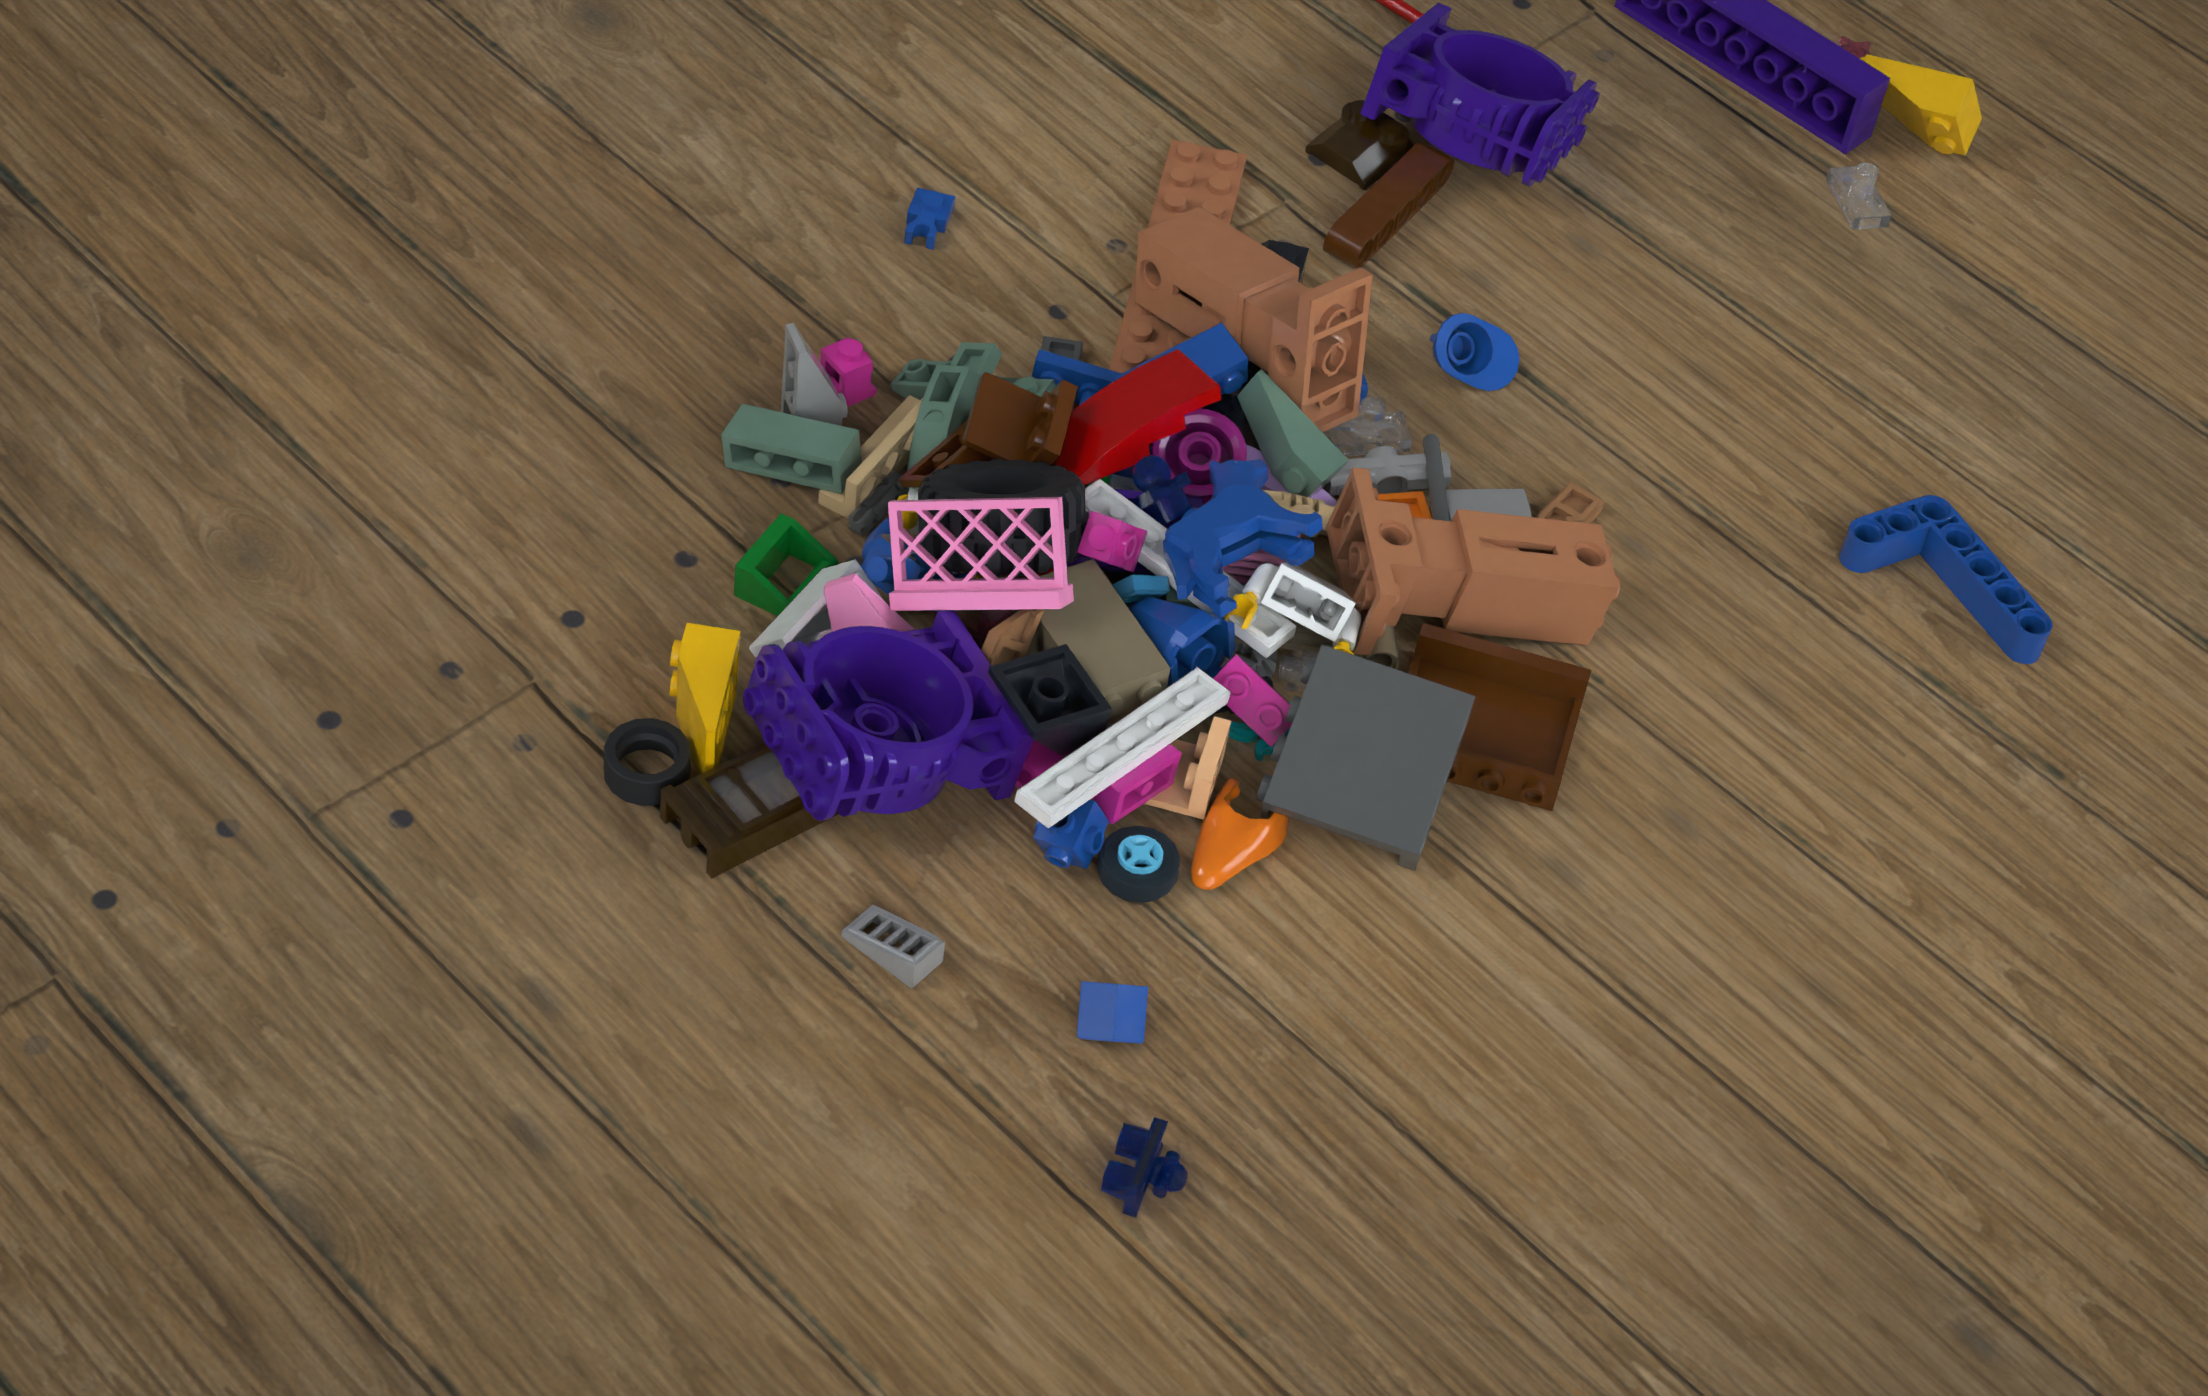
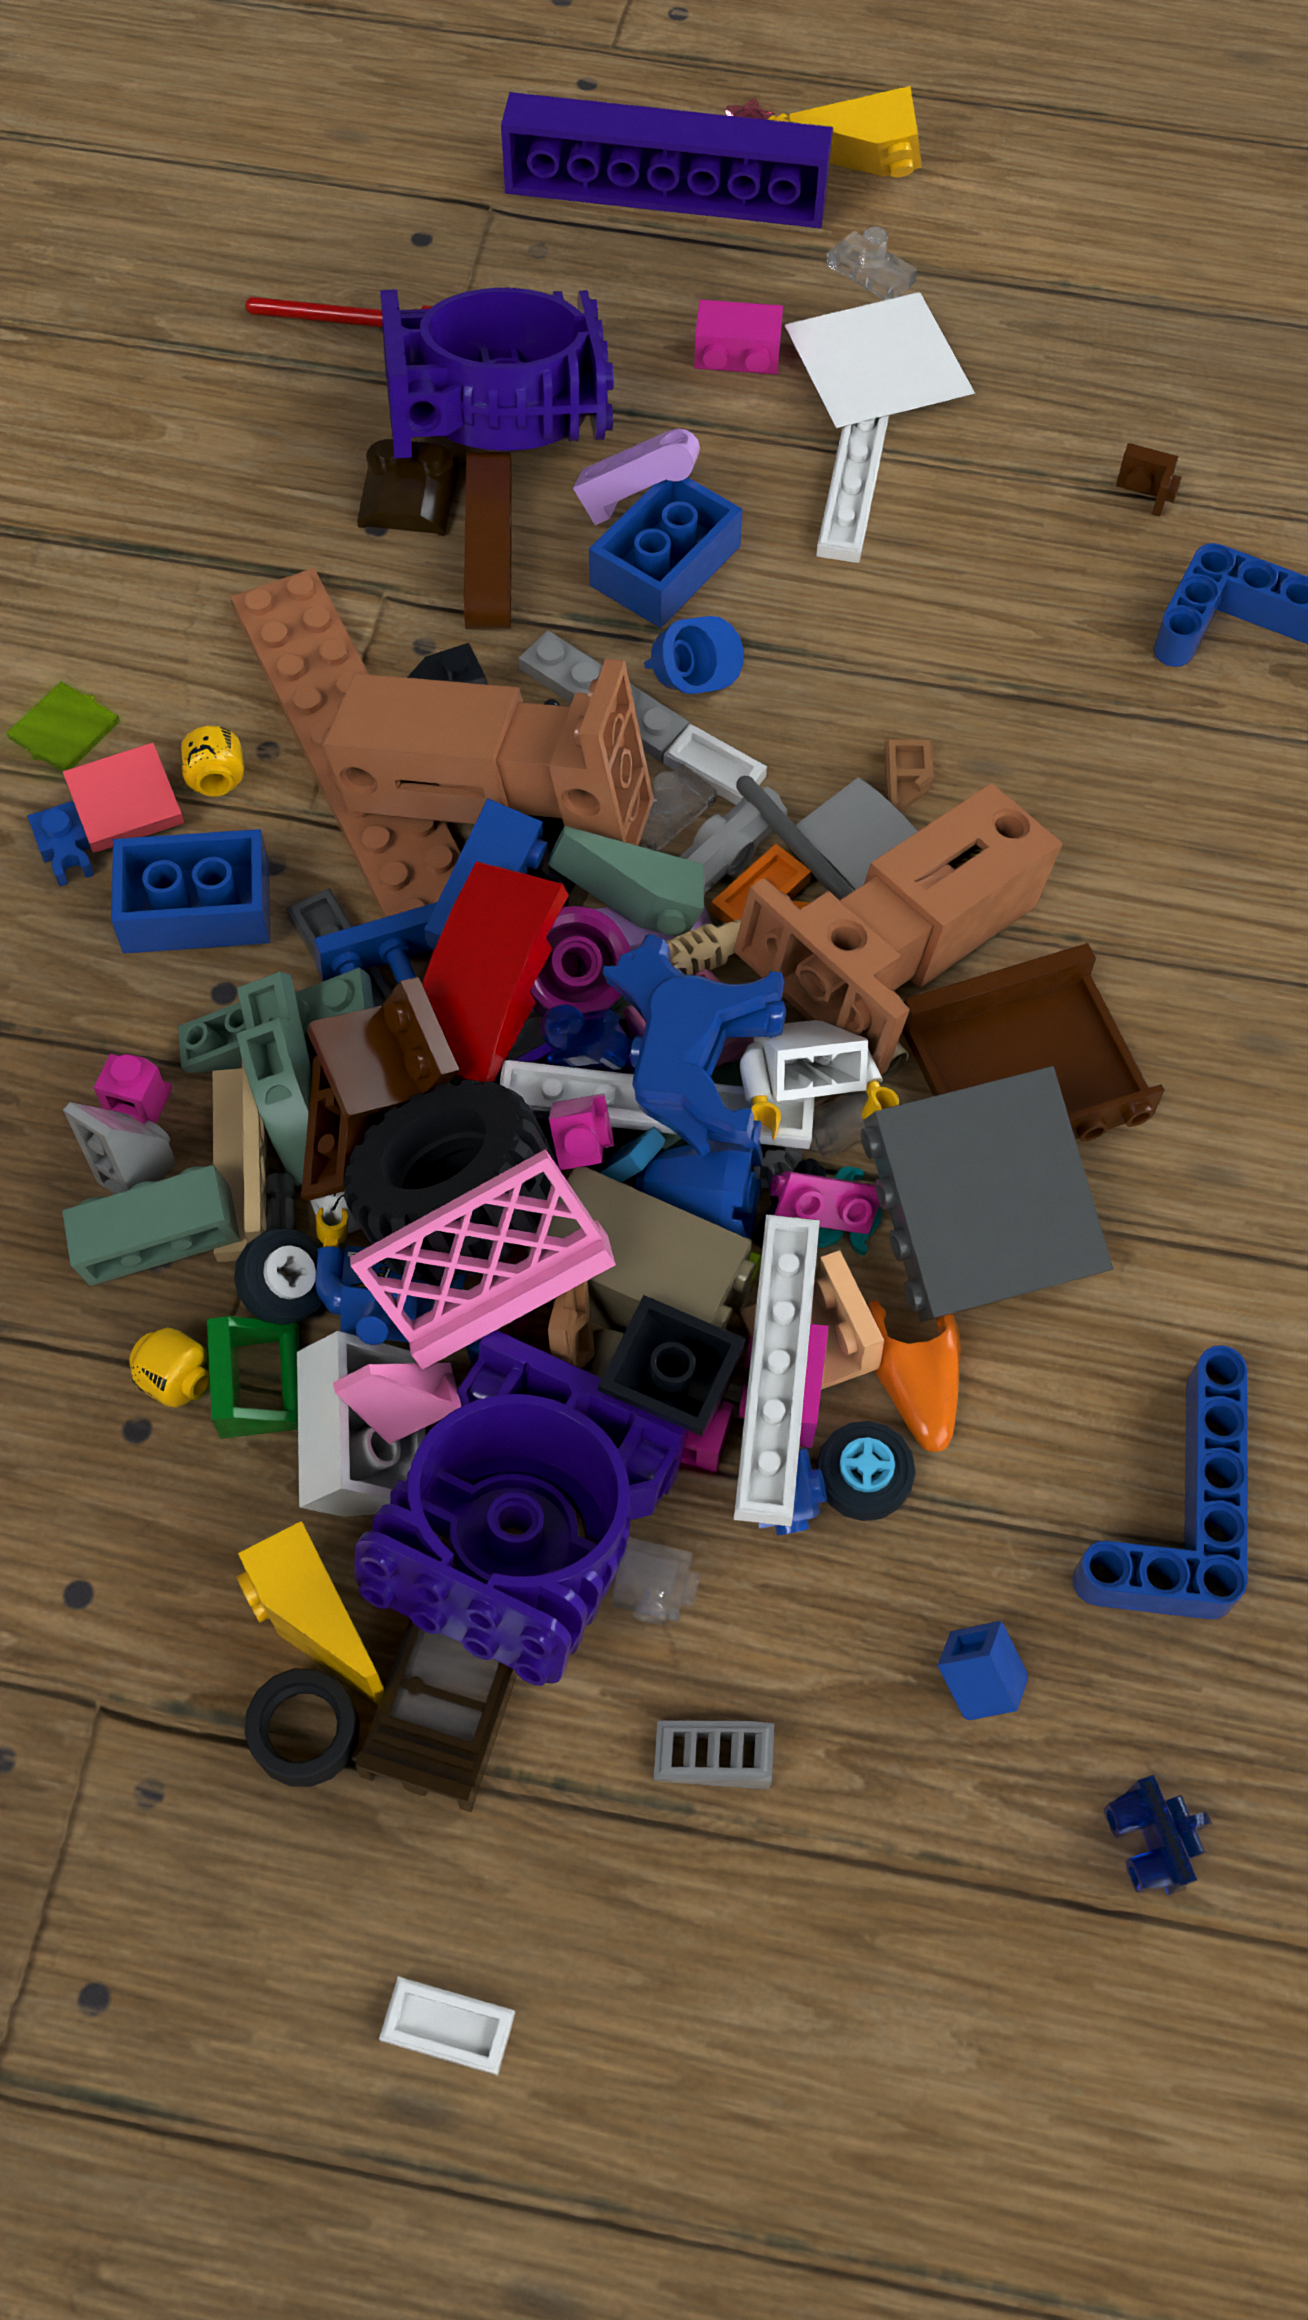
camera: 30 degrees left, 15 degrees up
(597, 966) = (447, 2026): none -> white tile
(733, 527) = (170, 1367): none -> yellow head
(834, 519) = (266, 1288): none -> black wheel
(939, 828) = (655, 1581): none -> clear brick
(985, 285) = (190, 891): none -> blue brick
(988, 154) = (63, 727): none -> clear neon green piece
(990, 213) = (123, 797): none -> coral tile
(1069, 223) = (211, 760): none -> yellow head
(1325, 1061) = (1203, 1505): none -> blue beam
(1393, 354) = (571, 671): none -> light grey plate
(1426, 417) = (713, 762): none -> white tile
(1513, 274) = (665, 548): none -> blue brick
(1554, 212) = (635, 469): none -> lavender leg
(1701, 183) = (738, 336): none -> dark pink brick
(1723, 309) = (852, 490): none -> white tile
(1800, 254) = (878, 359): none -> white sticker
(1945, 436) = (1150, 473): none -> reddish brown bracket

